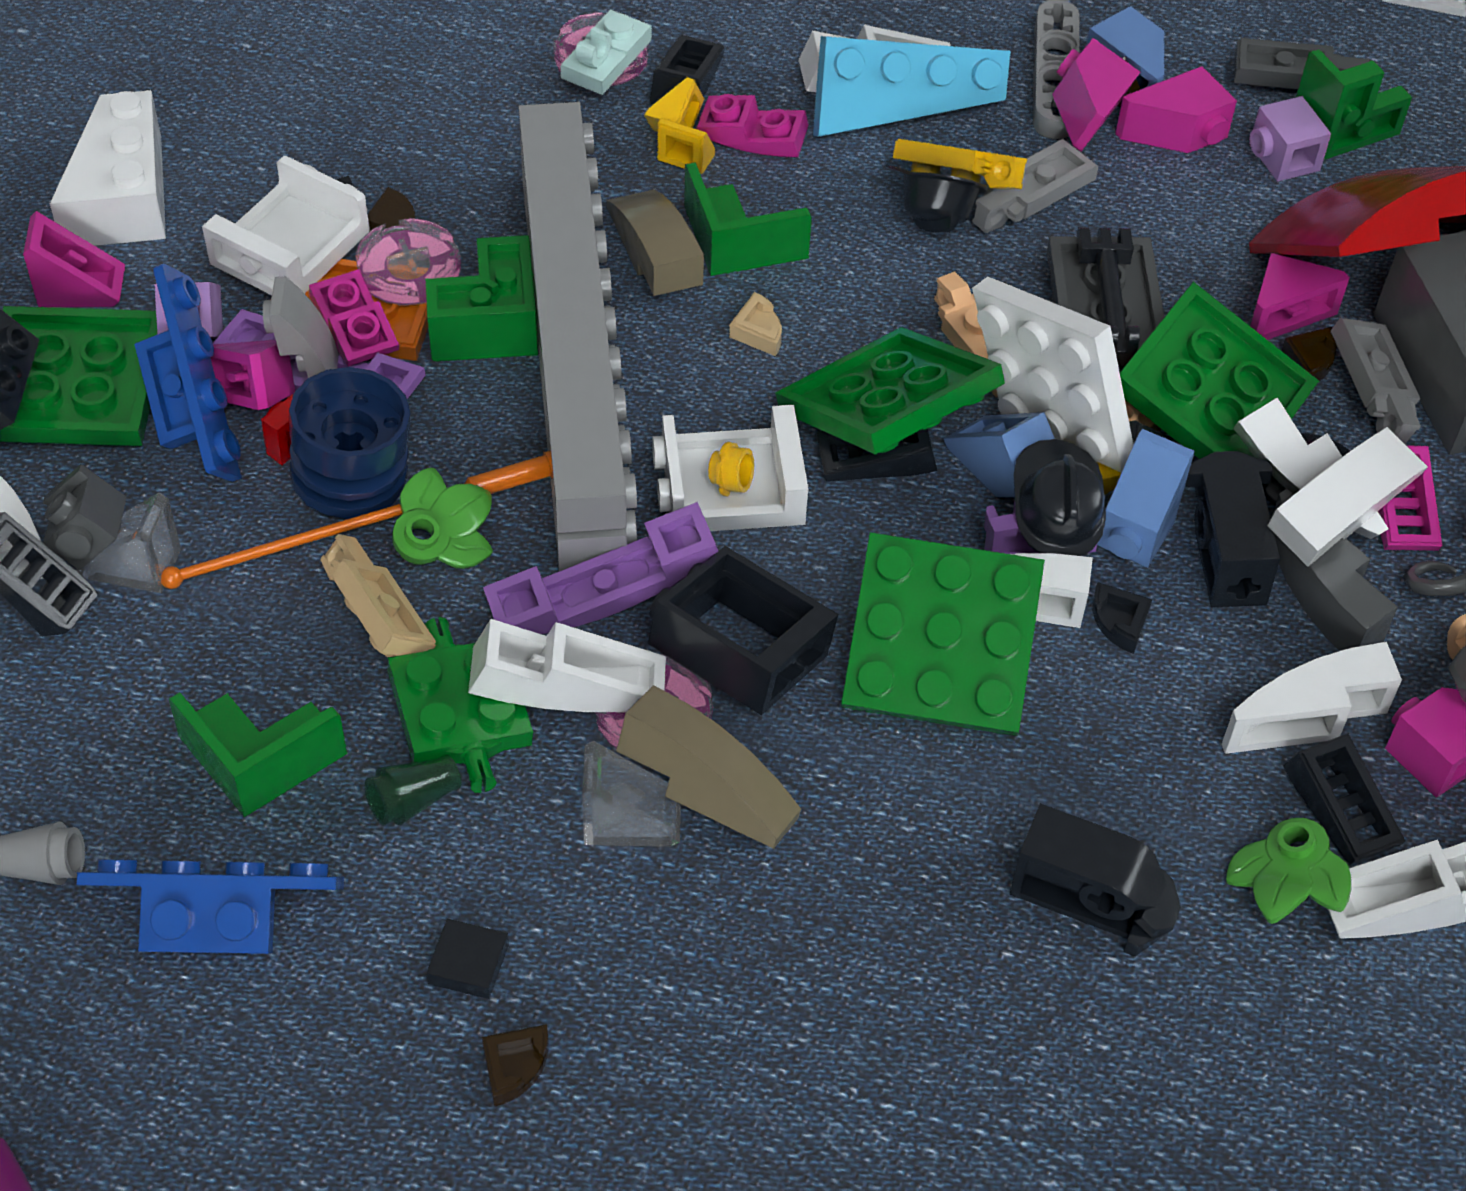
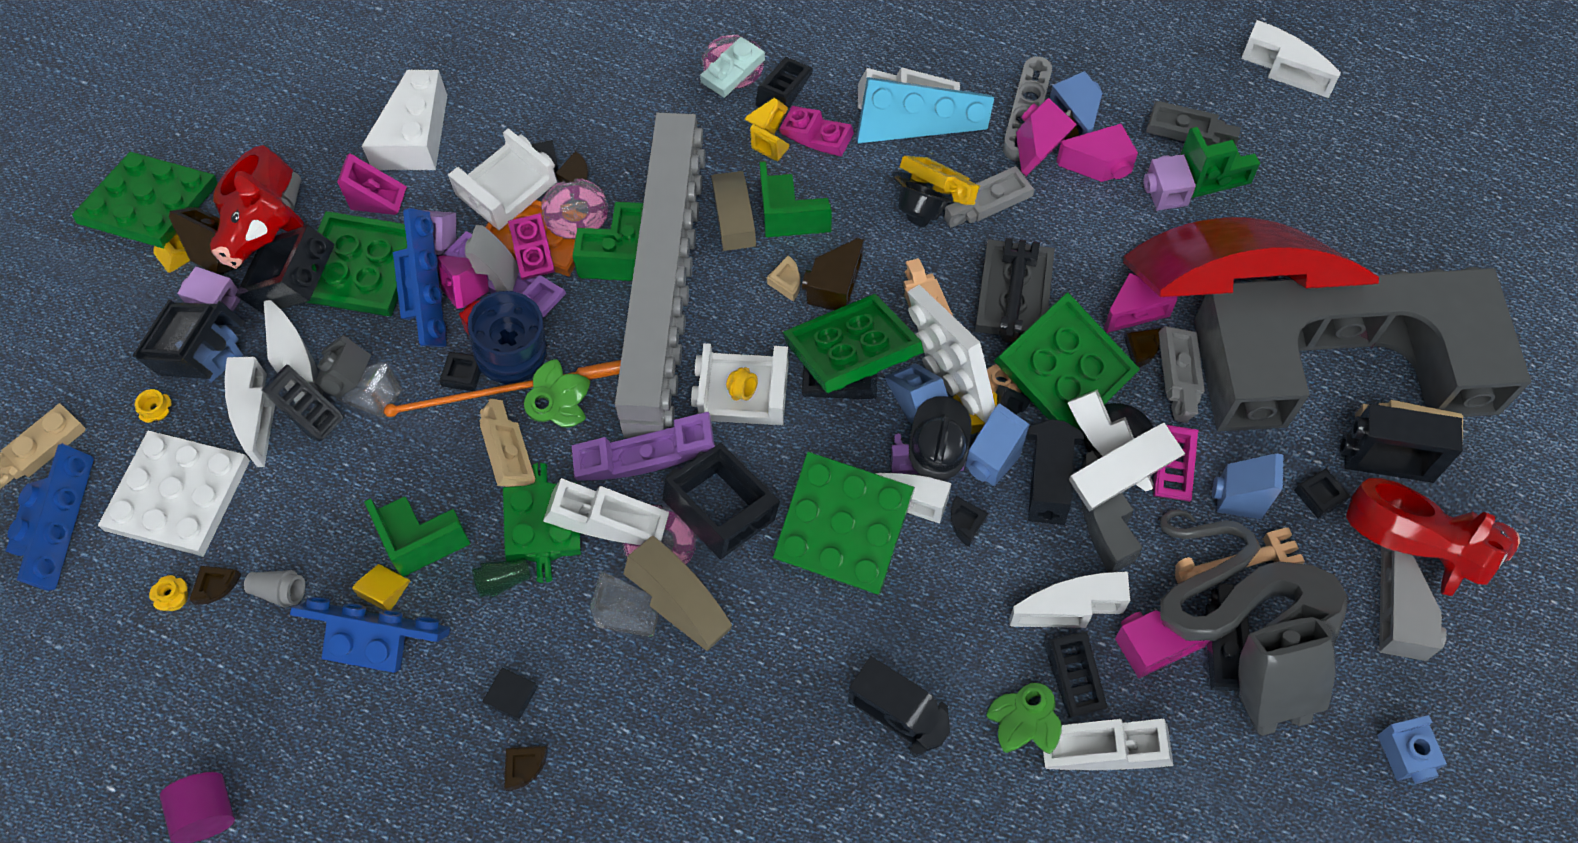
camera: 15 degrees right, 10 degrees up
(214, 834) = (381, 587): none -> yellow slope
(274, 510) = (460, 372): none -> black tile
(832, 310) = (834, 276): none -> dark brown slope

